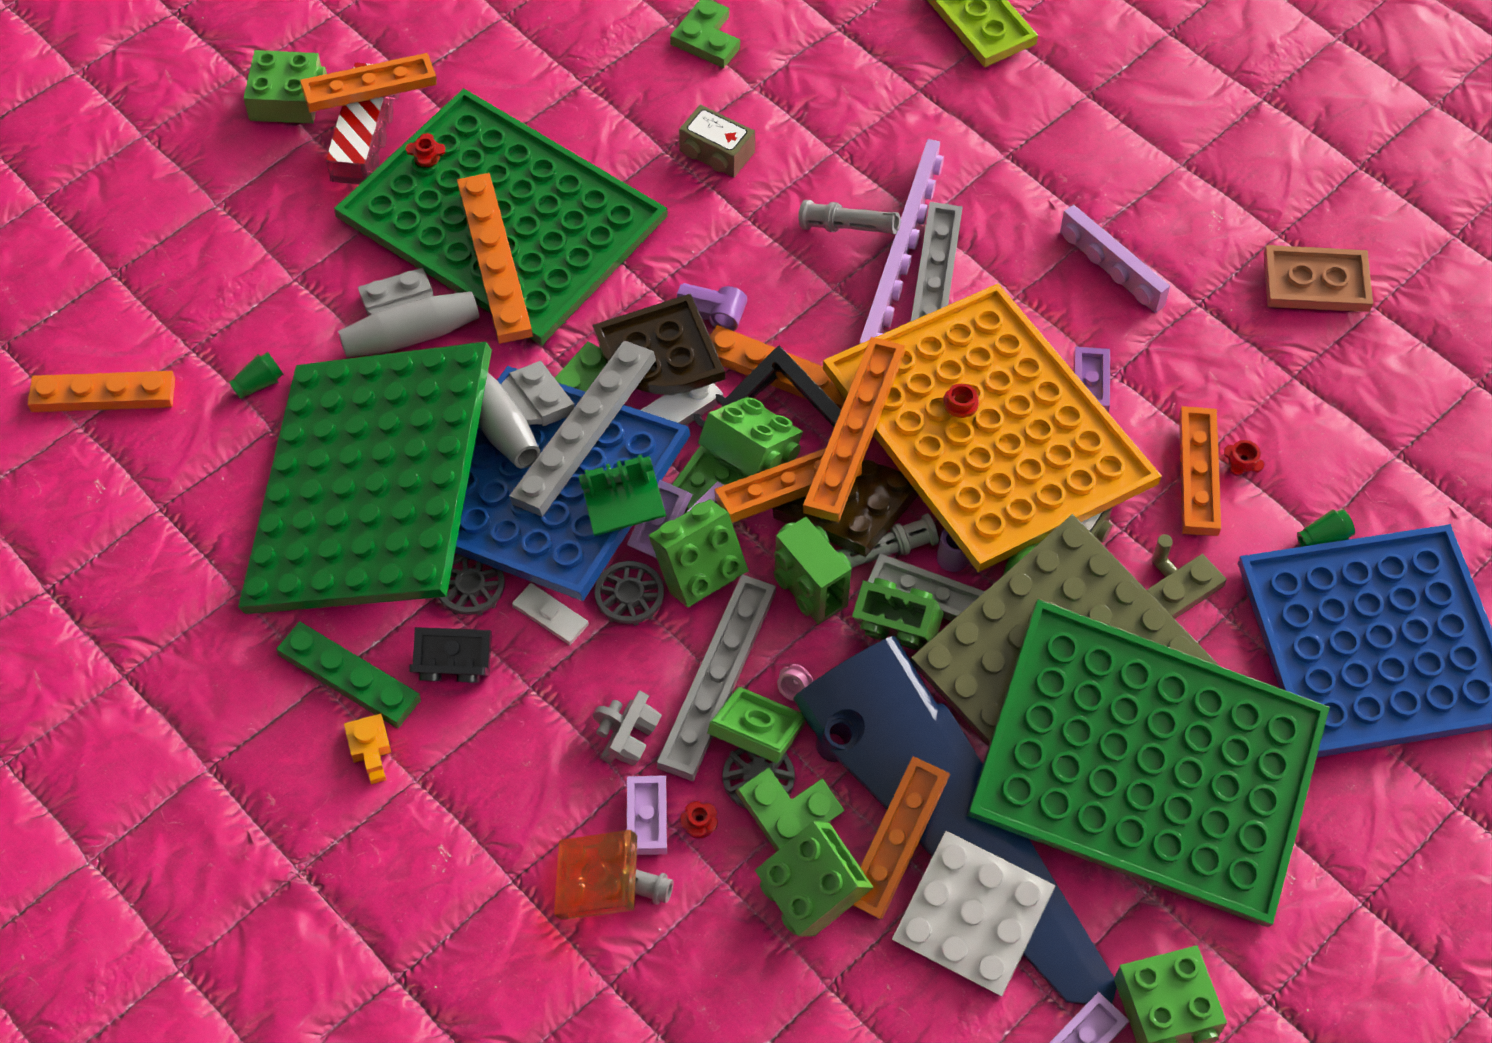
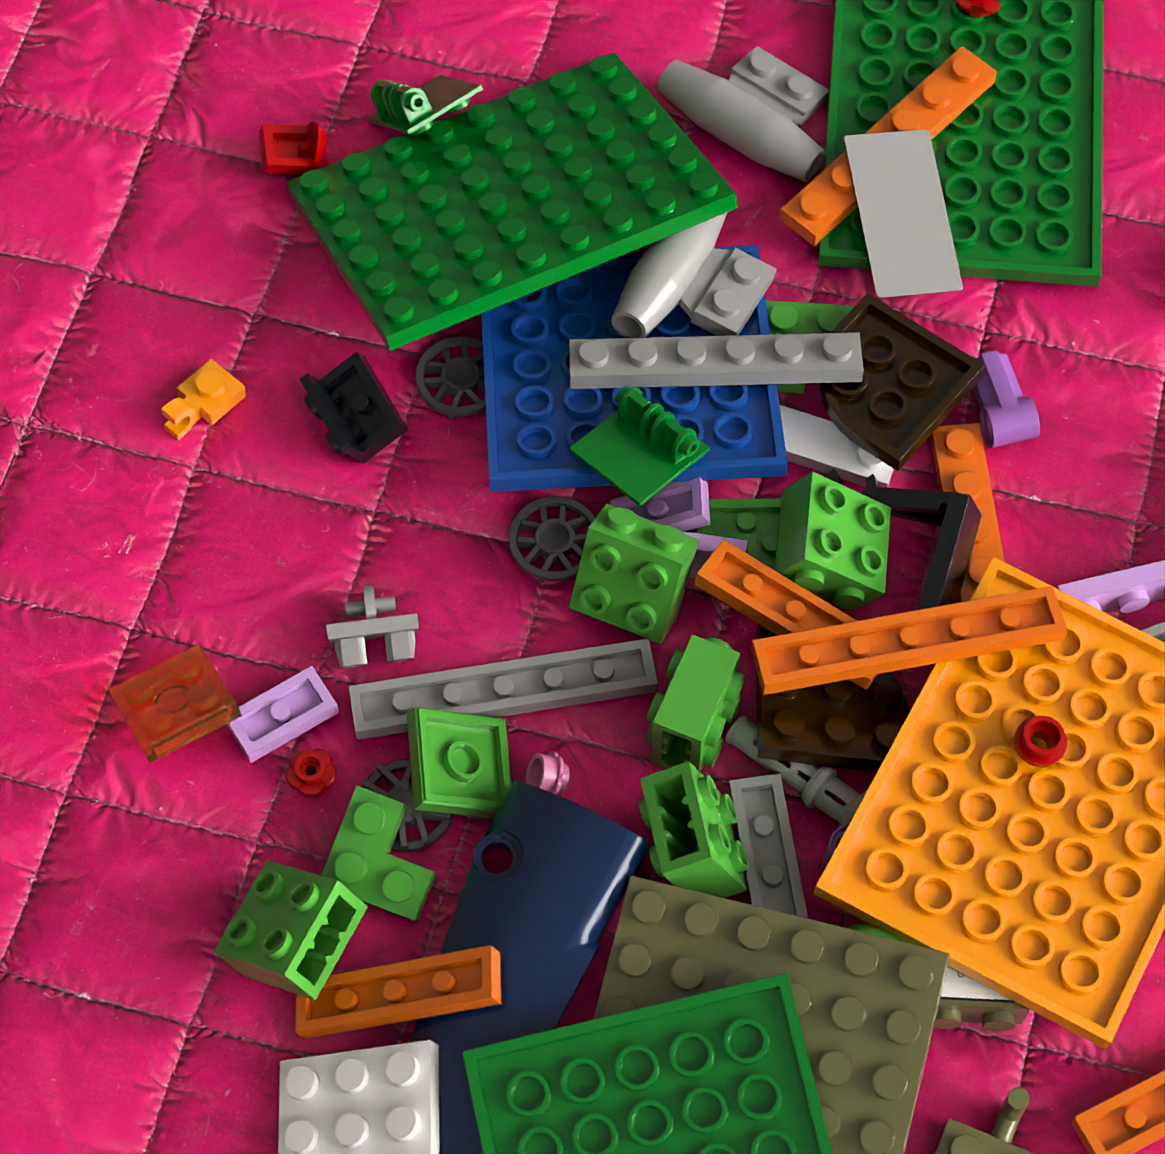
camera: 60 degrees right, 5 degrees up
(216, 586) = (292, 148): none -> red plate
(247, 491) = (413, 108): none -> hinge
(256, 375) = (575, 25): green cone -> none
(348, 674) = (275, 331): green plate -> none
(550, 275) = (903, 213): none -> light grey sticker
(550, 614) = (472, 495): white piece -> none
(653, 886) = (198, 773): light grey pin -> none

